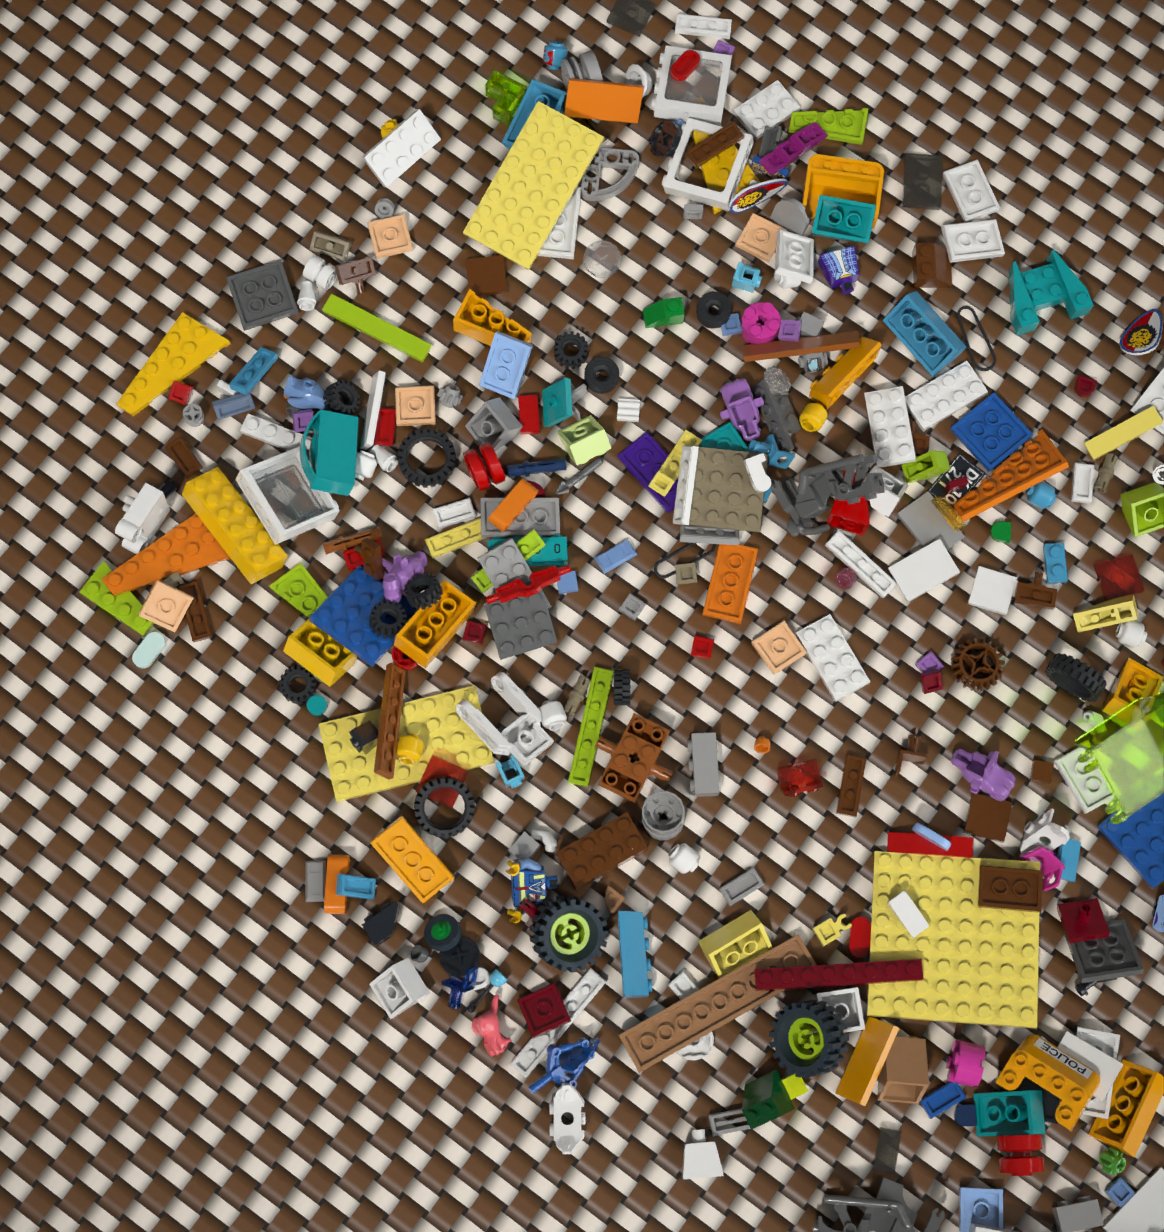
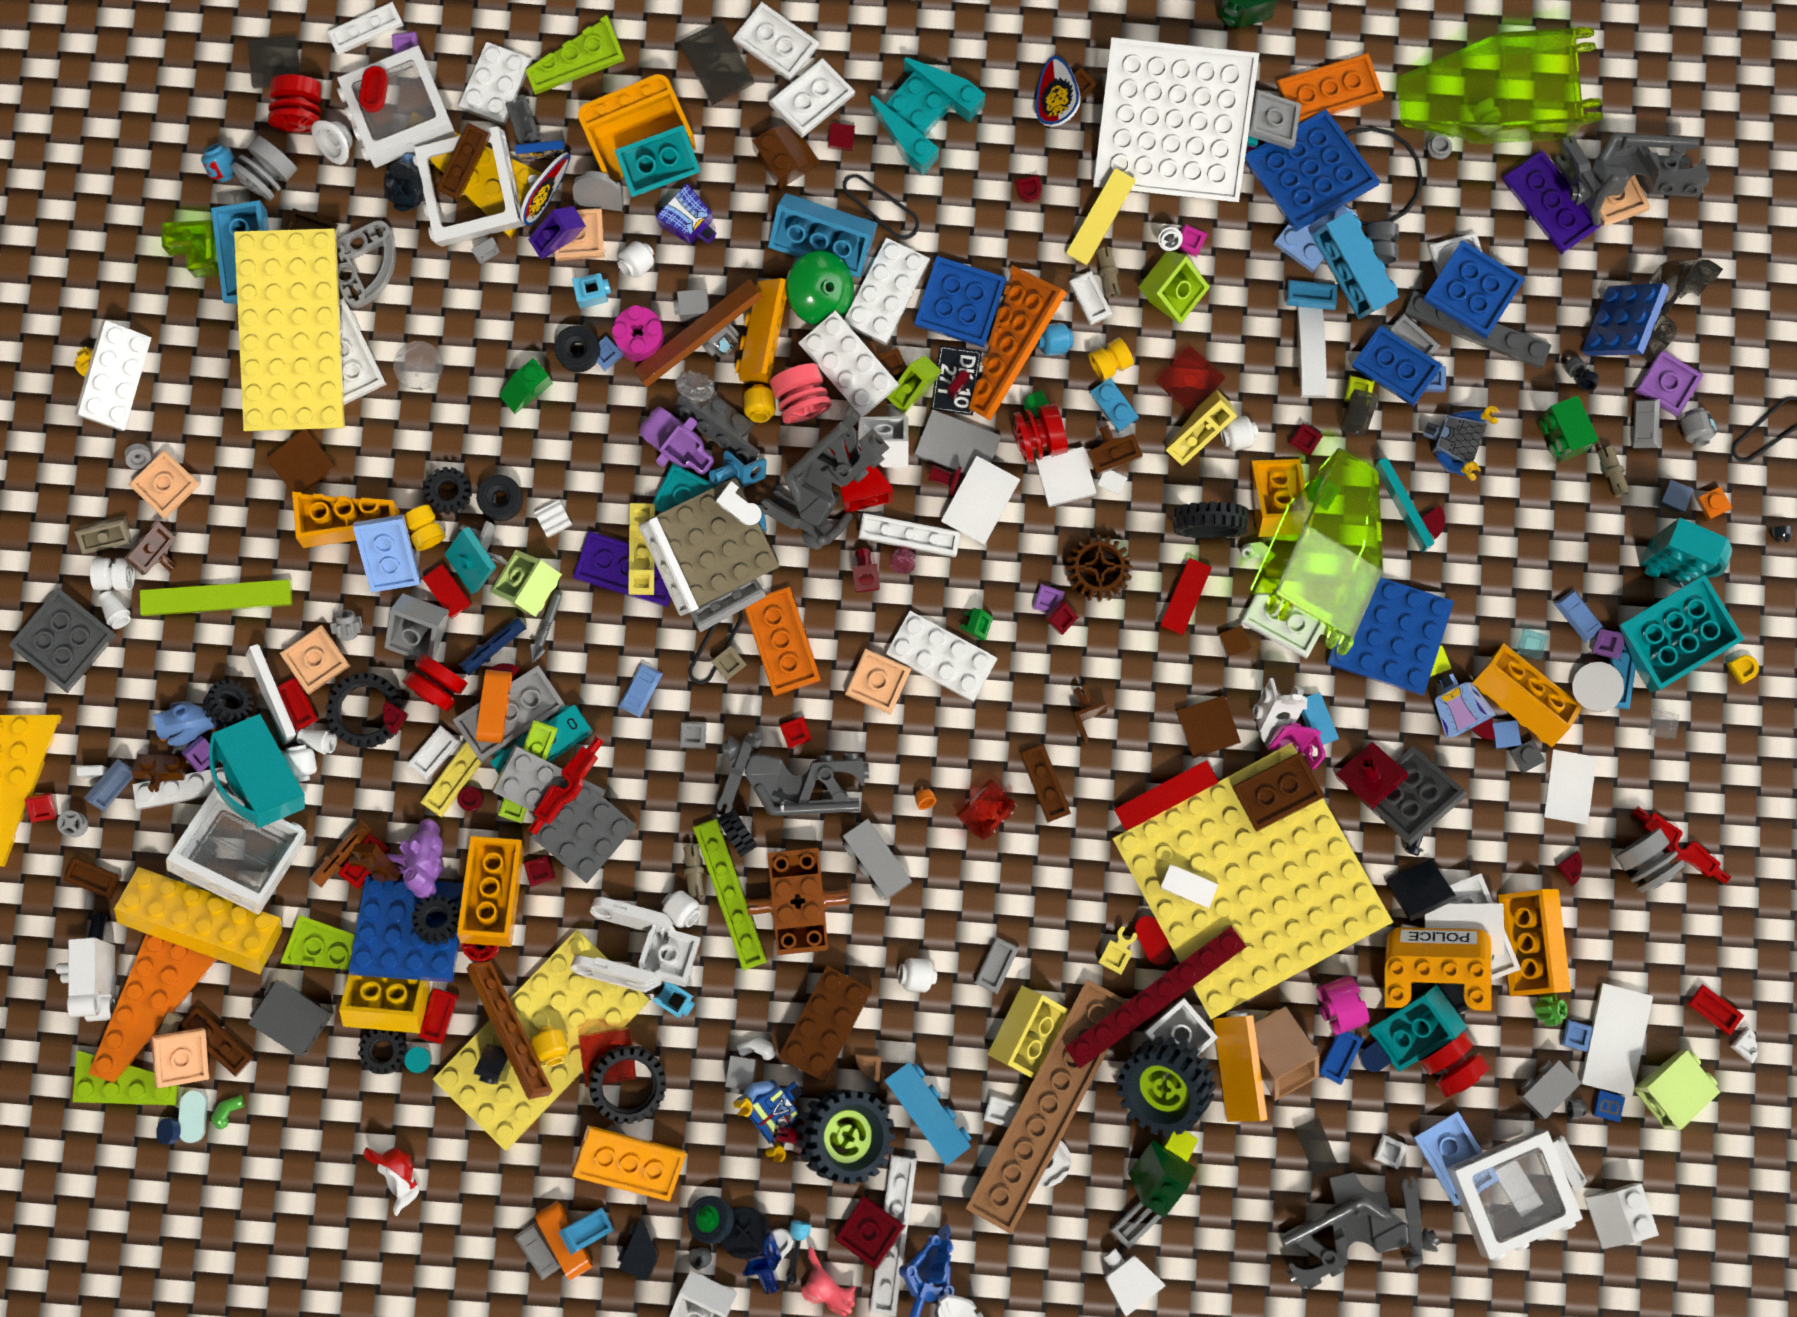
camera: 30 degrees left, 5 degrees up
(127, 649) = (168, 1131): none -> dark blue tile
(172, 657) = (223, 1110): none -> bright green arm
(252, 625) = (290, 1017): none -> dark grey brick
(253, 371) = (108, 733): dark azure plate -> none
(257, 770) = (398, 1172): none -> hair
(271, 414) = (159, 769): none -> reddish brown plate
(348, 685) = (438, 1016): none -> red tile
(425, 598) = (446, 859): black tyre -> none
(443, 472) = (393, 717): none -> dark red tile
(459, 557) = (470, 798): none -> dark red tile
(539, 364) = (423, 529): none -> yellow wheel
(567, 583) = (608, 753): medium blue tile -> none
(603, 100) = (306, 184): orange tile -> none
(627, 44) = (294, 102): none -> red wheel
(663, 804) = (857, 933): light grey wheel -> none
(669, 677) = (783, 791): none -> dark grey piece
(748, 225) = (556, 231): none -> dark purple slope
(789, 330) = (675, 322): medium lavender tile -> none
(793, 148) = (552, 112): magenta slope -> none
(794, 256) = (629, 235): white tile -> none
(815, 569) = (865, 573): none -> dark red bracket
(845, 426) = (800, 393): none -> coral wheel
(871, 650) = (978, 624): none -> green tile
(892, 360) = (807, 287): none -> green dish
(910, 542) = (946, 478): none -> dark red bracket
(931, 836) = (1163, 787): light blue tile -> none
(937, 1187) = (1390, 1151): none -> white tile
(949, 514) = (970, 422): clear yellow tile -> none
(977, 278) = (841, 137): none -> dark red tile
(984, 773) = (1177, 682): medium lavender piece -> none
(992, 549) = (1040, 433): none -> red wheel
(1022, 613) = (1112, 481): none -> white sticker
(1026, 720) = (1185, 596): none -> red tile
(1069, 1020) = (1420, 890): none -> black tile
(1075, 531) = (1113, 357): none -> yellow wheel

